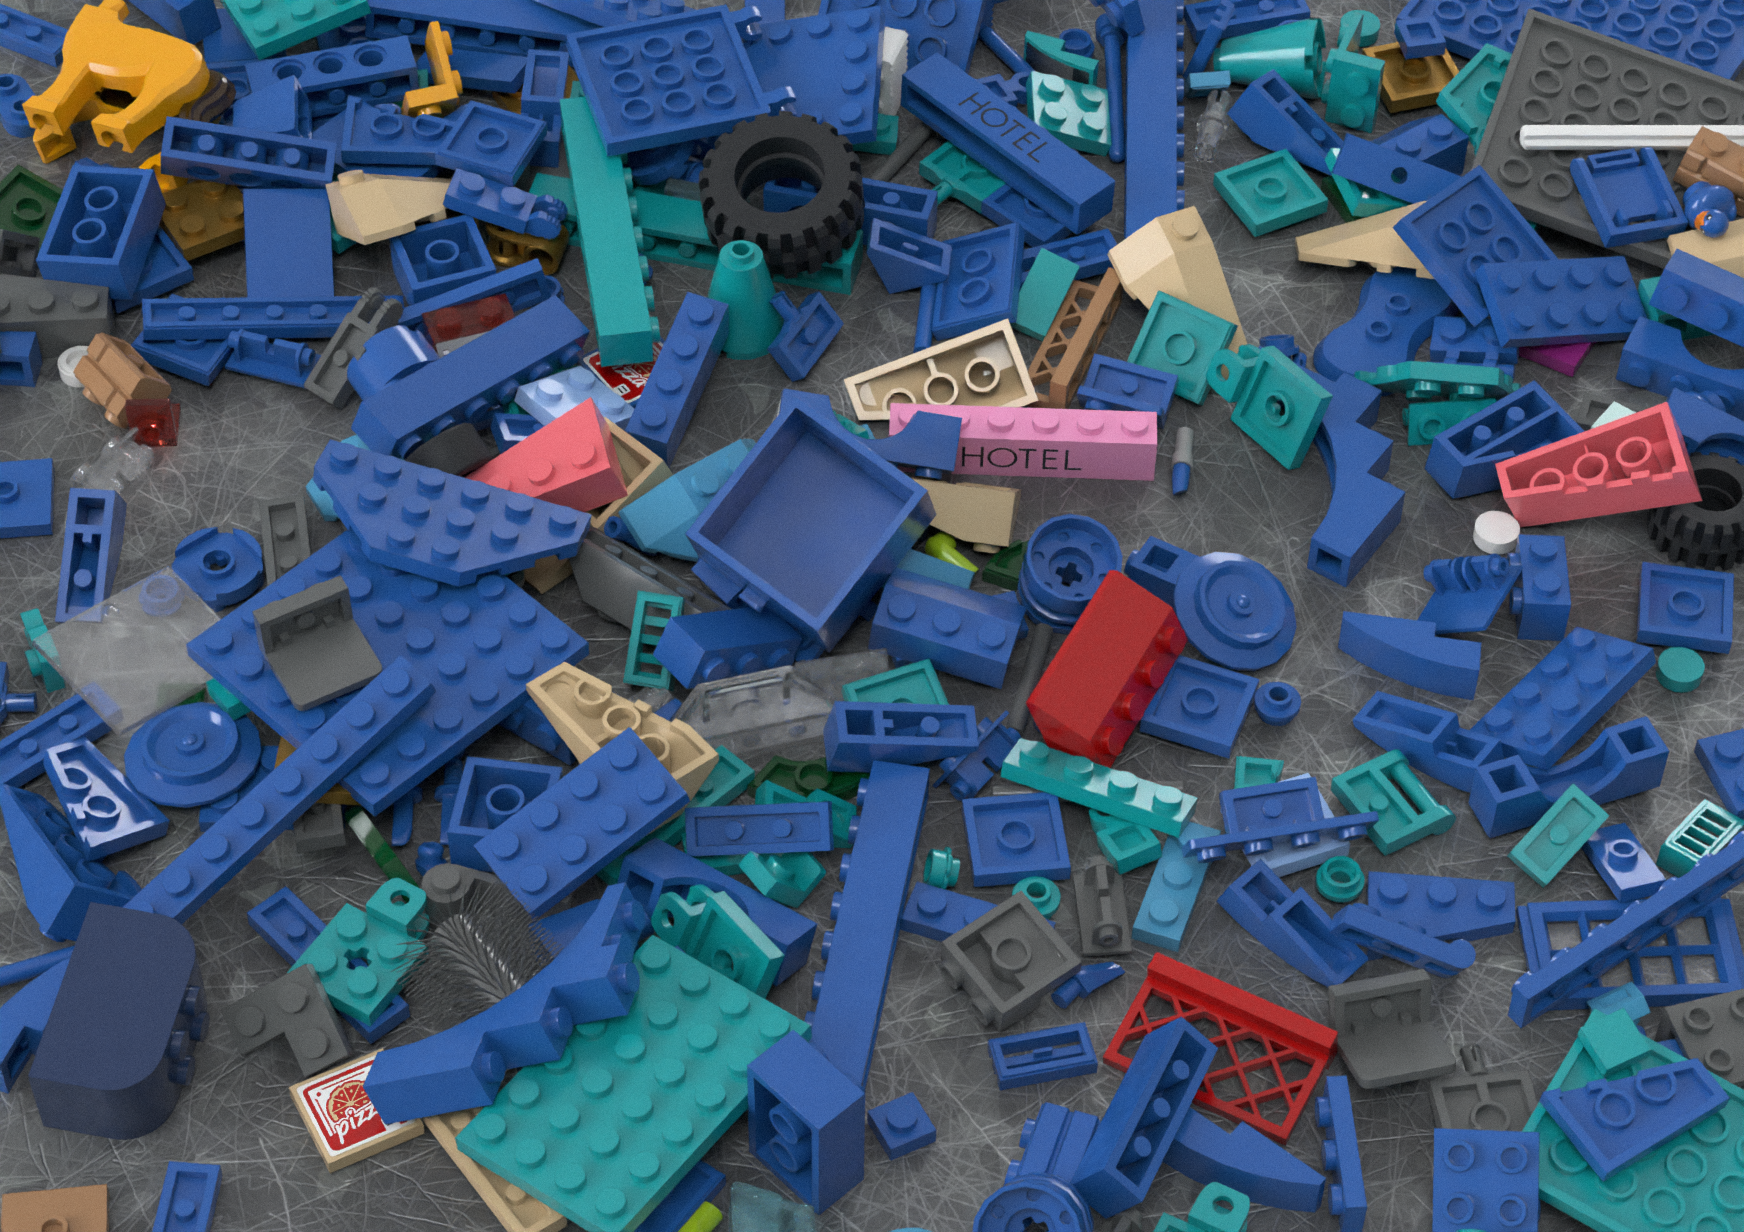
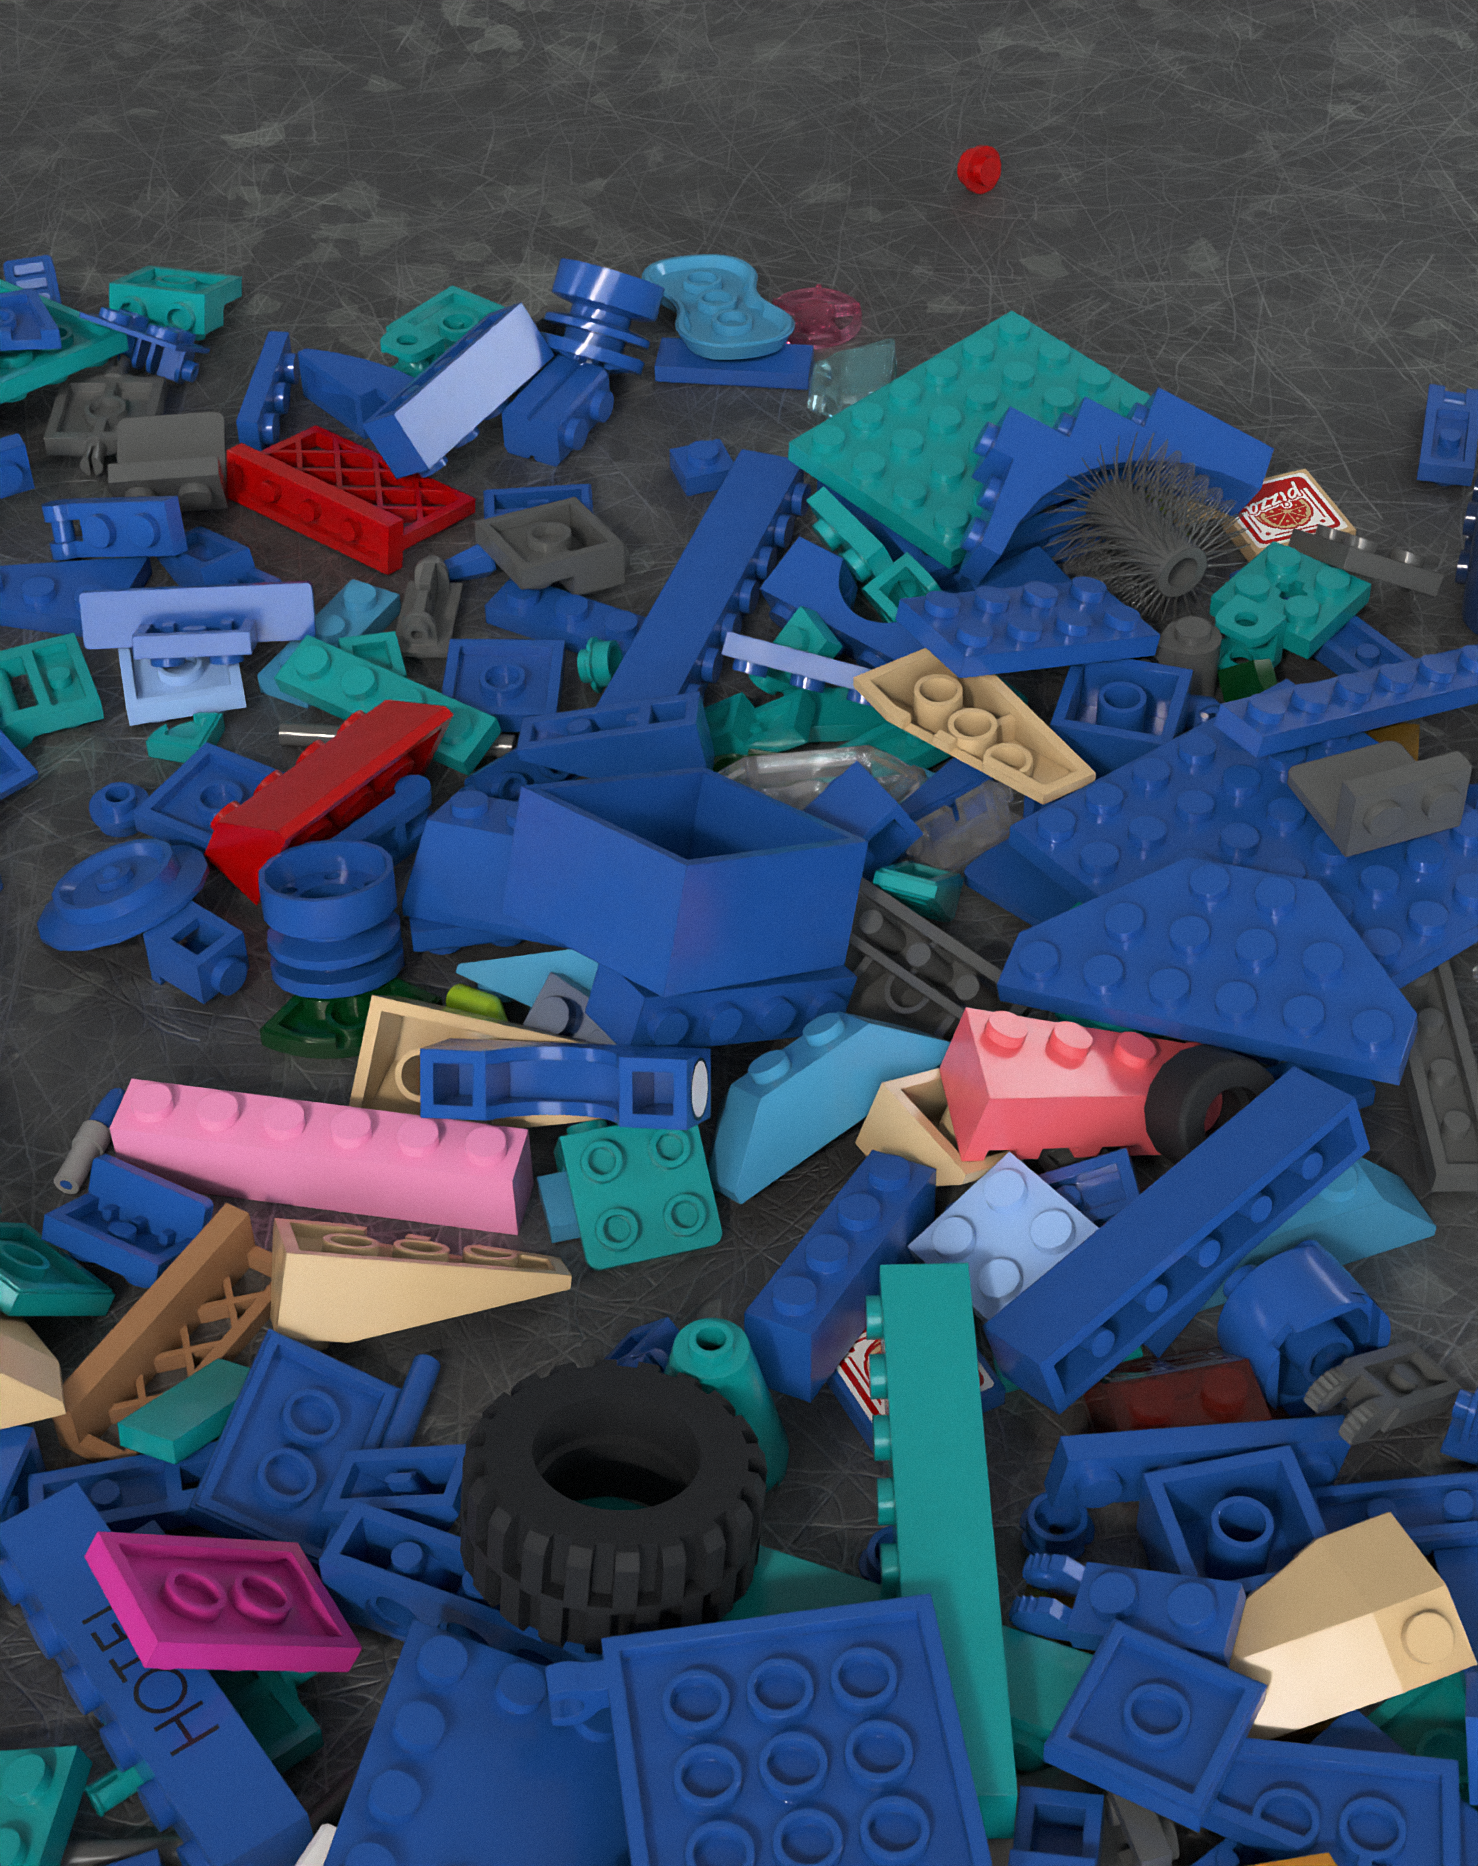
camera: 170 degrees left, 5 degrees down
(806, 1121) = (801, 370): blue brick -> none
(977, 153) = (221, 1603): none -> dark pink plate
(1042, 887) = (498, 626): teal plate -> none

